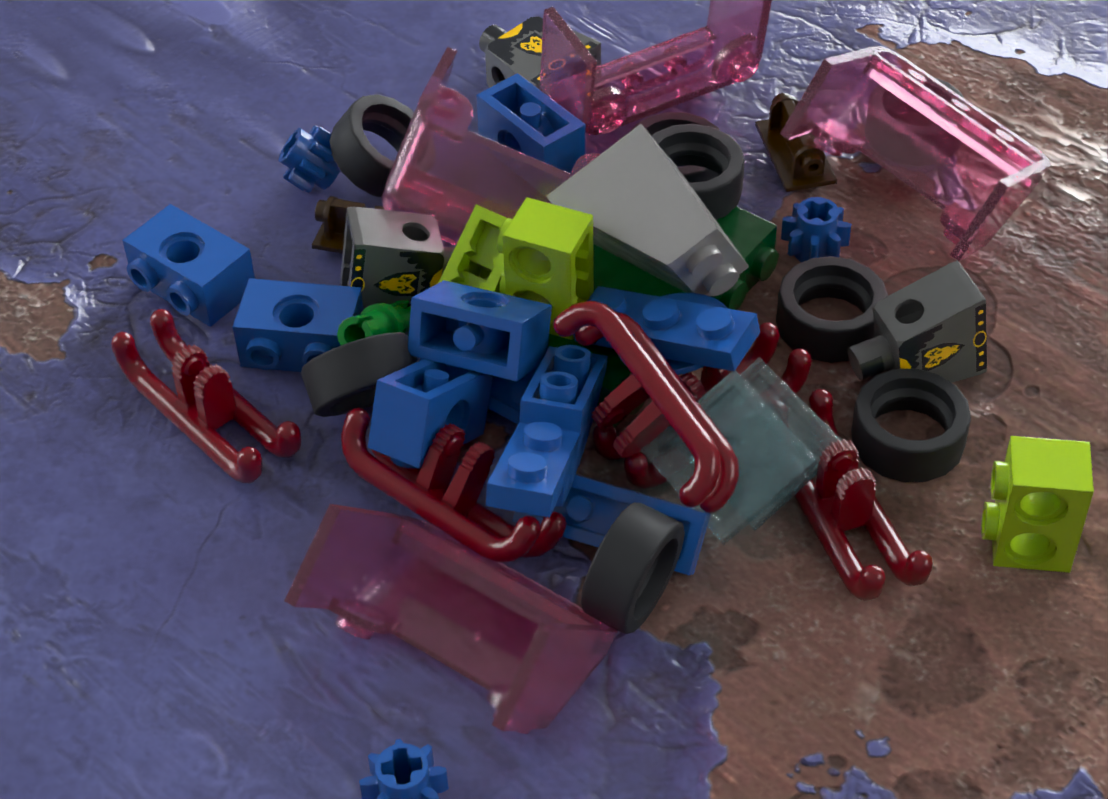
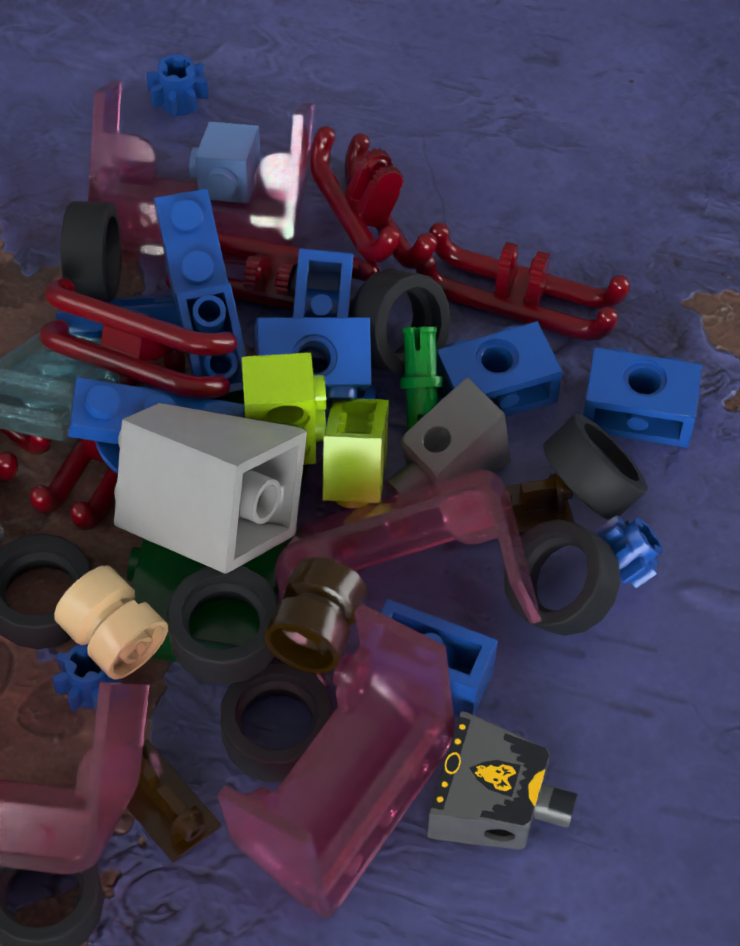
camera: 150 degrees right, 10 degrees up
(288, 201) = (595, 467): none -> black tyre
(303, 494) = (368, 200): none -> dark red piece
(414, 636) = (227, 161): none -> medium blue brick
(619, 102) = (315, 615): none -> dark brown wheel
(789, 193) = (104, 615): none -> tan wheel

